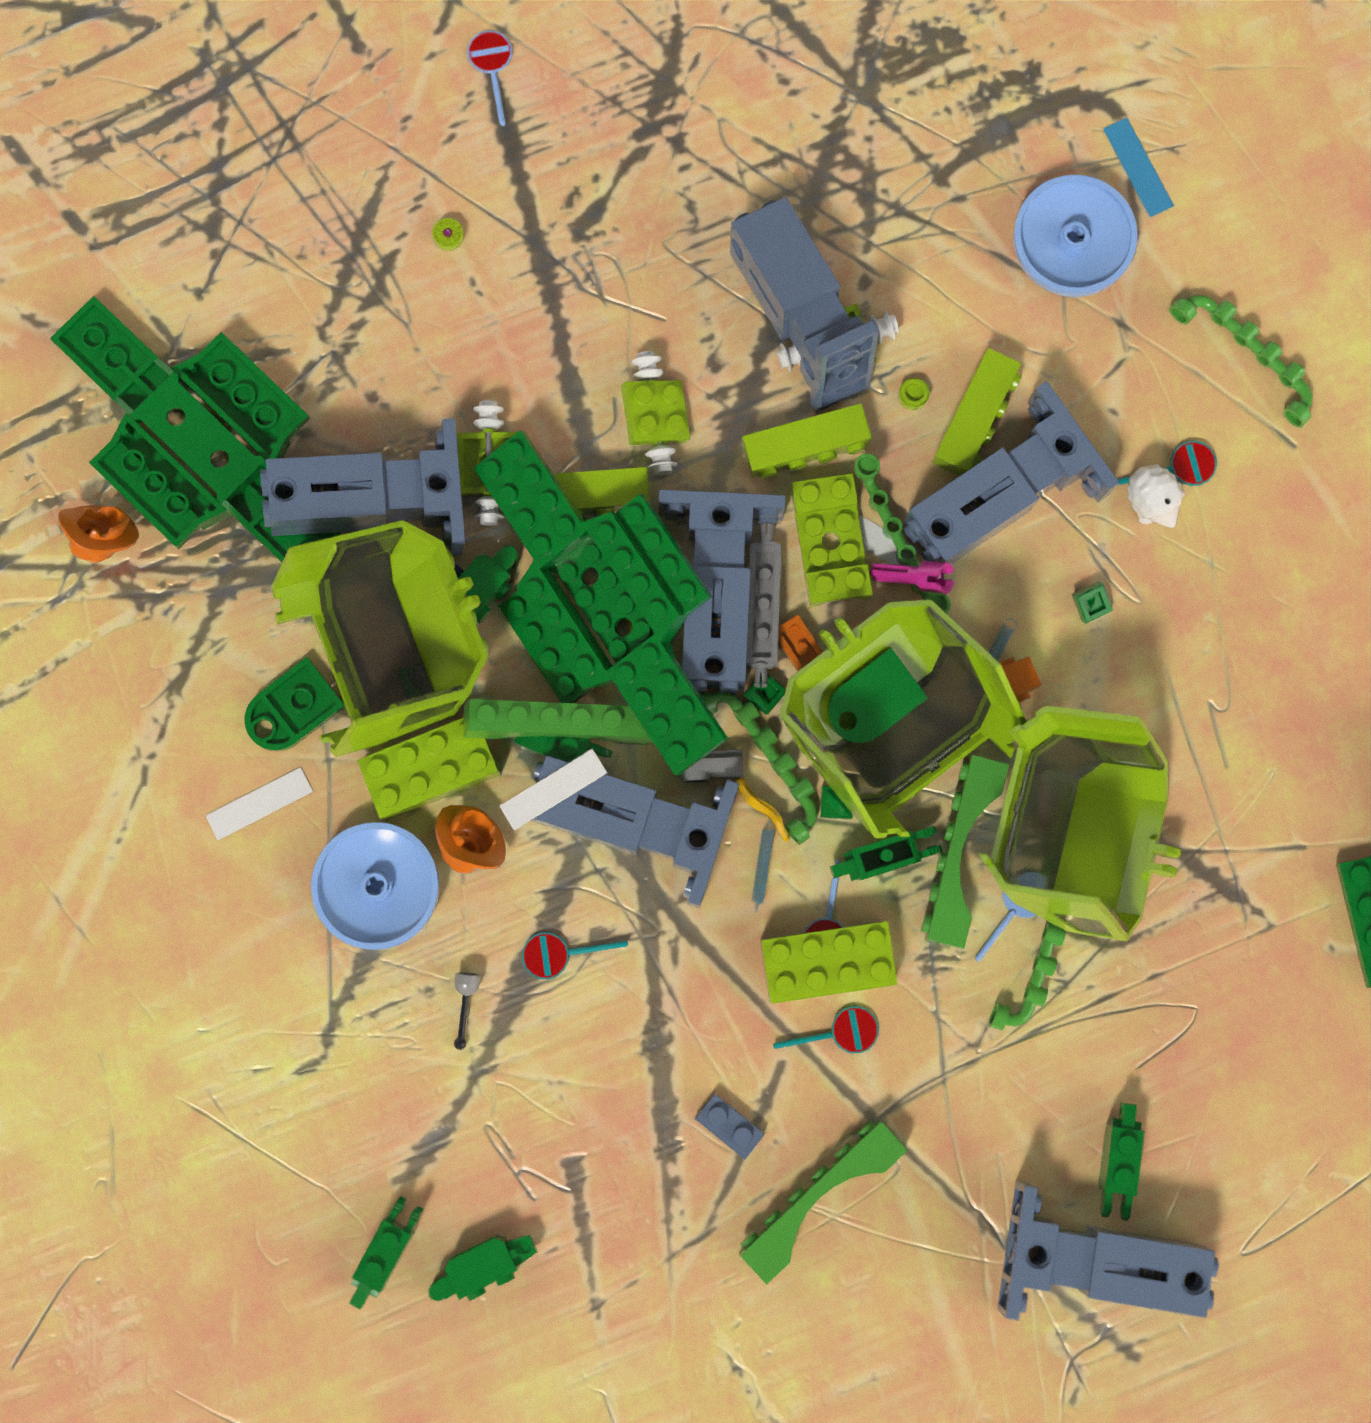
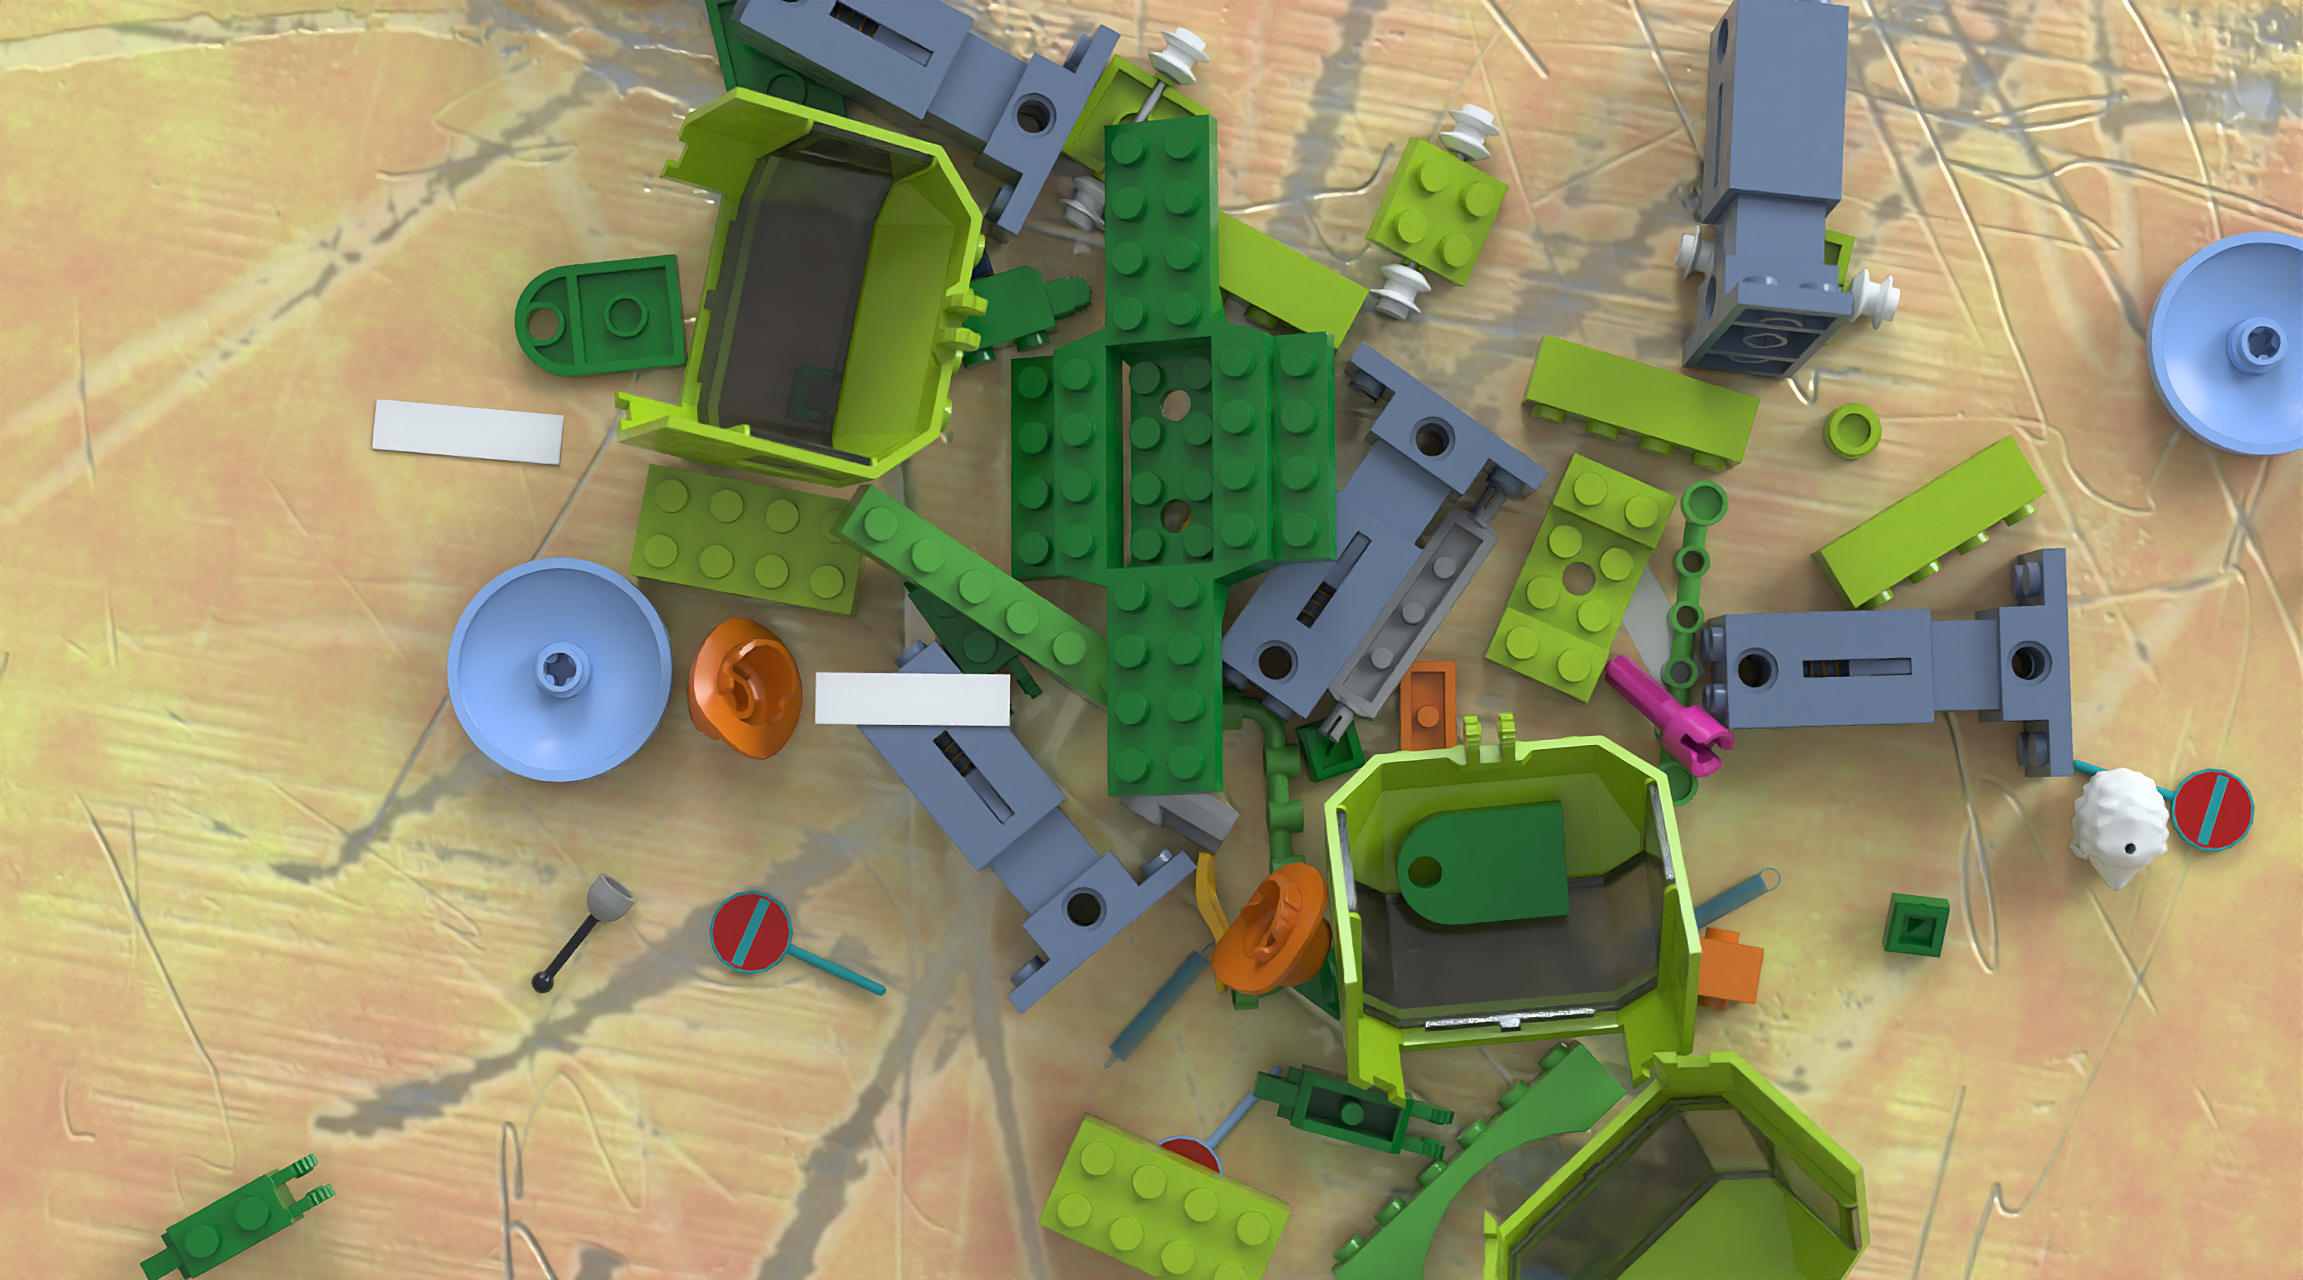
camera: 35 degrees right, 5 degrees up
(796, 792) = (1278, 934): none -> orange hat

